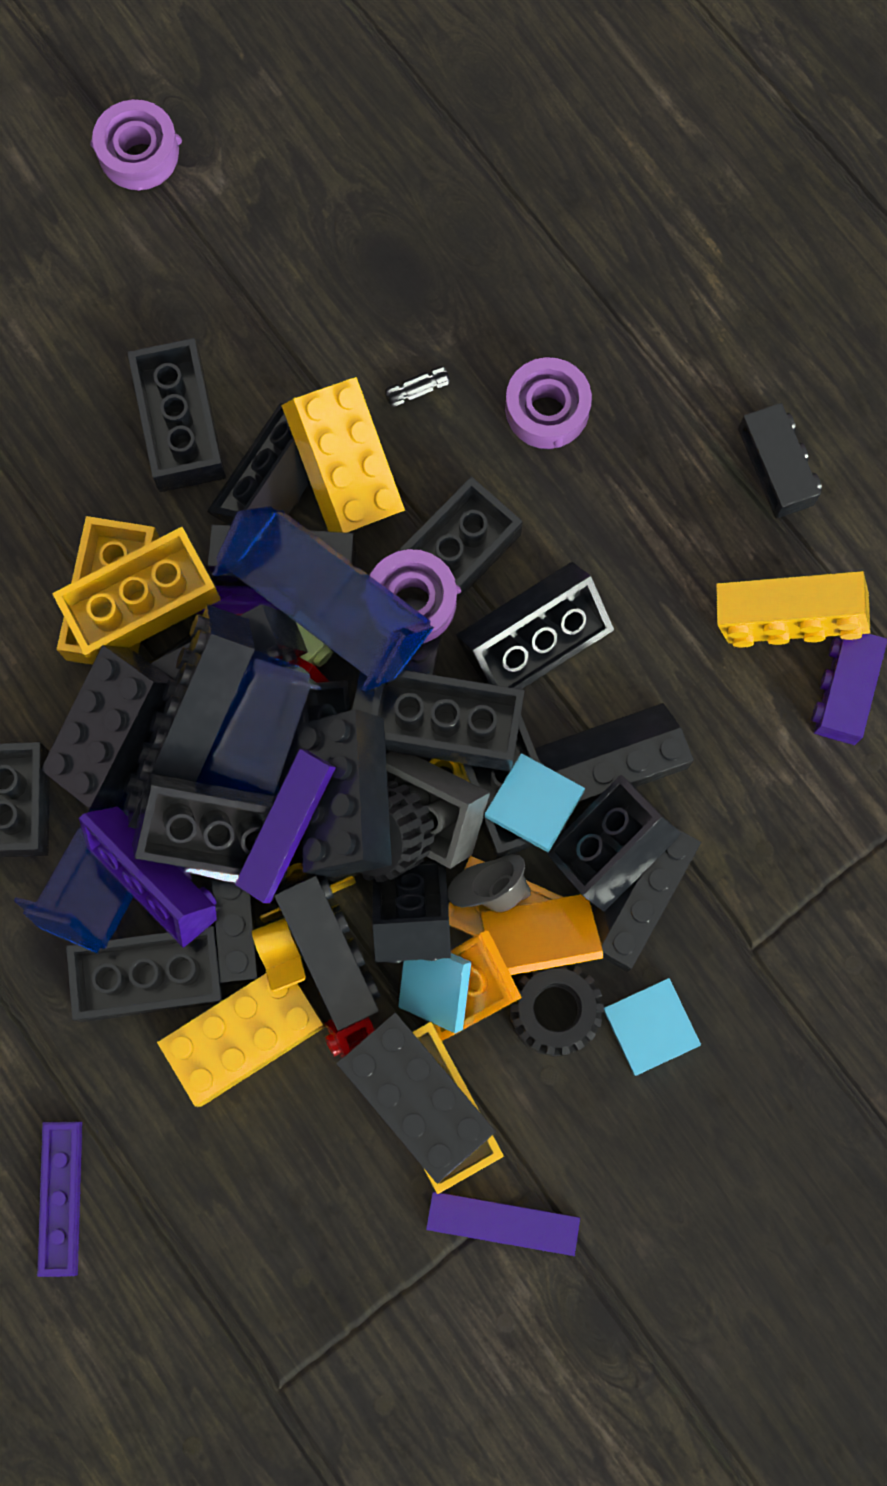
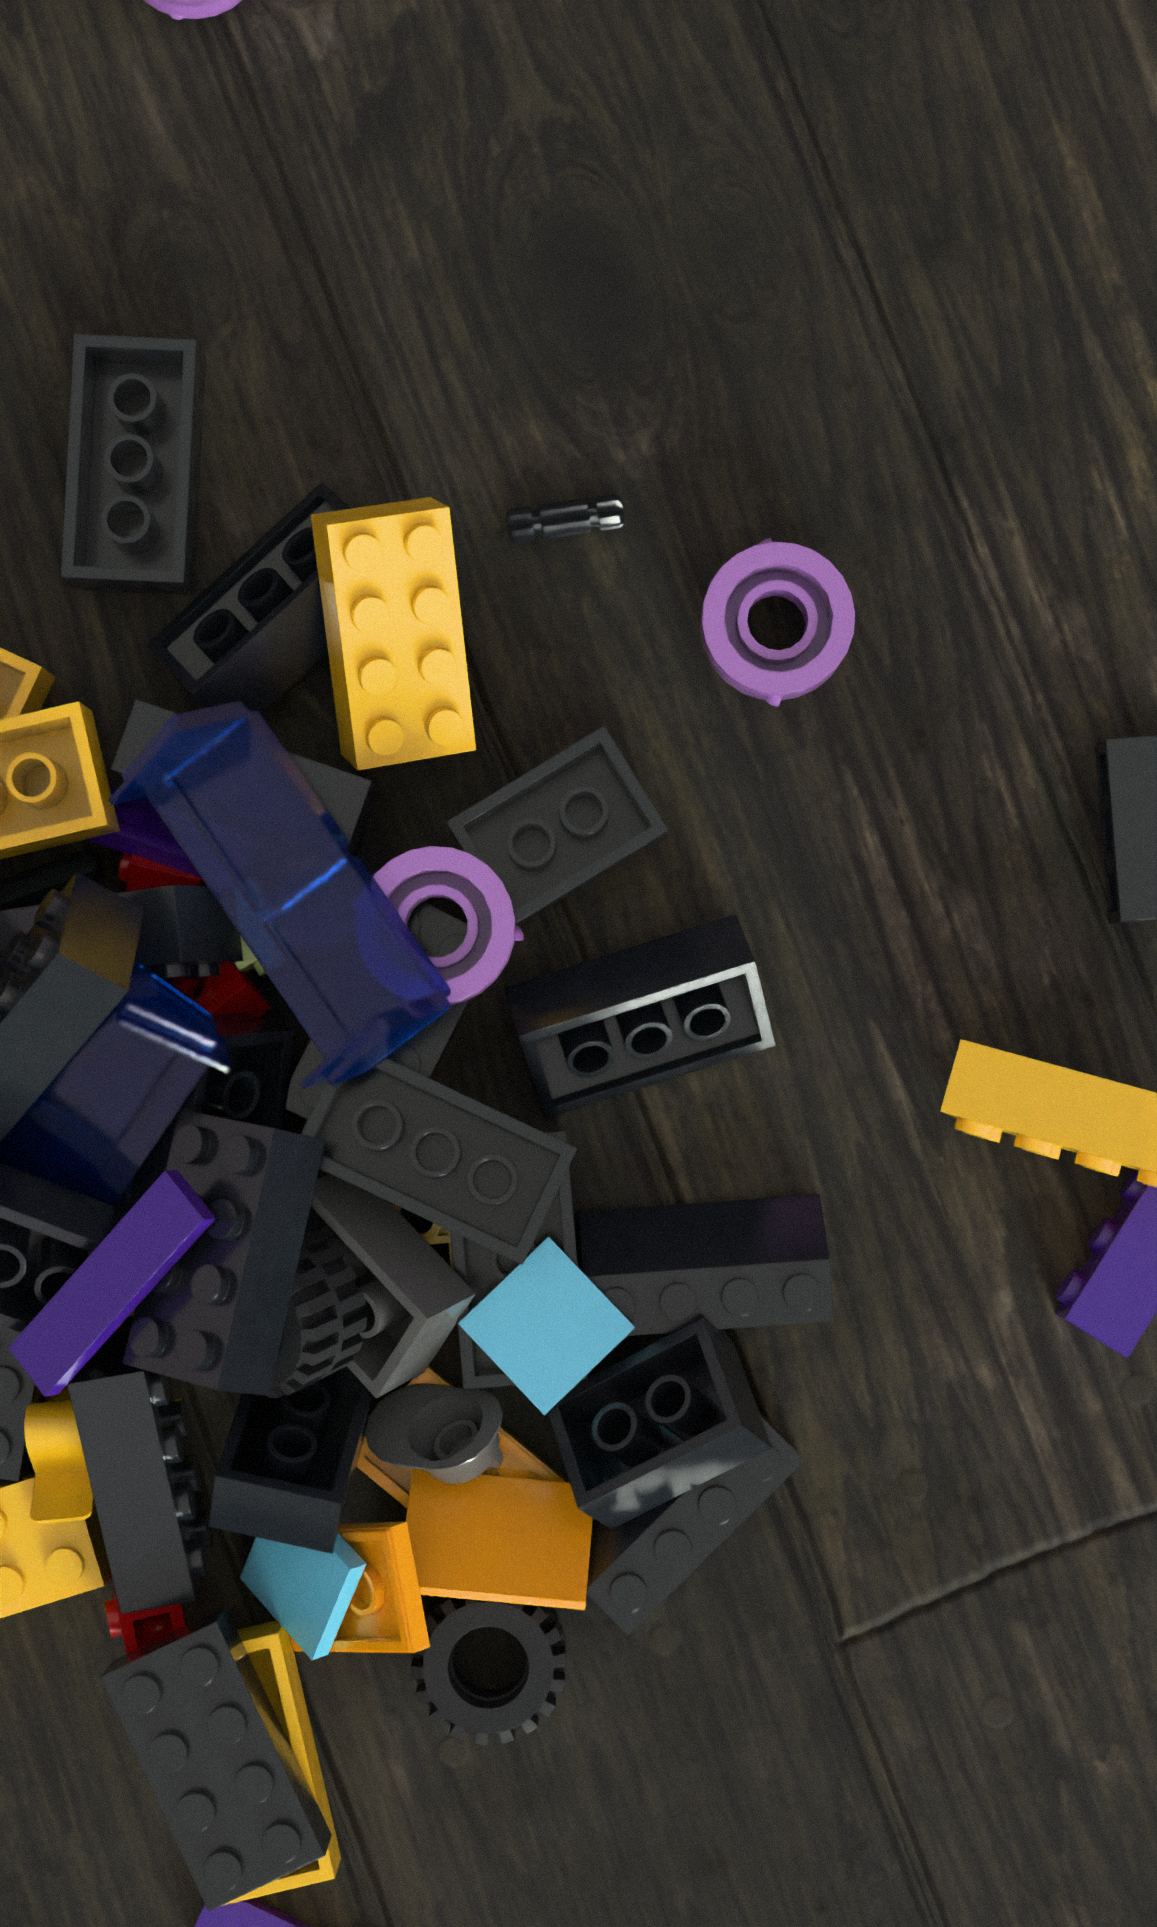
camera: 15 degrees right, 10 degrees up
(651, 1027) = (638, 1723): medium azure tile -> none

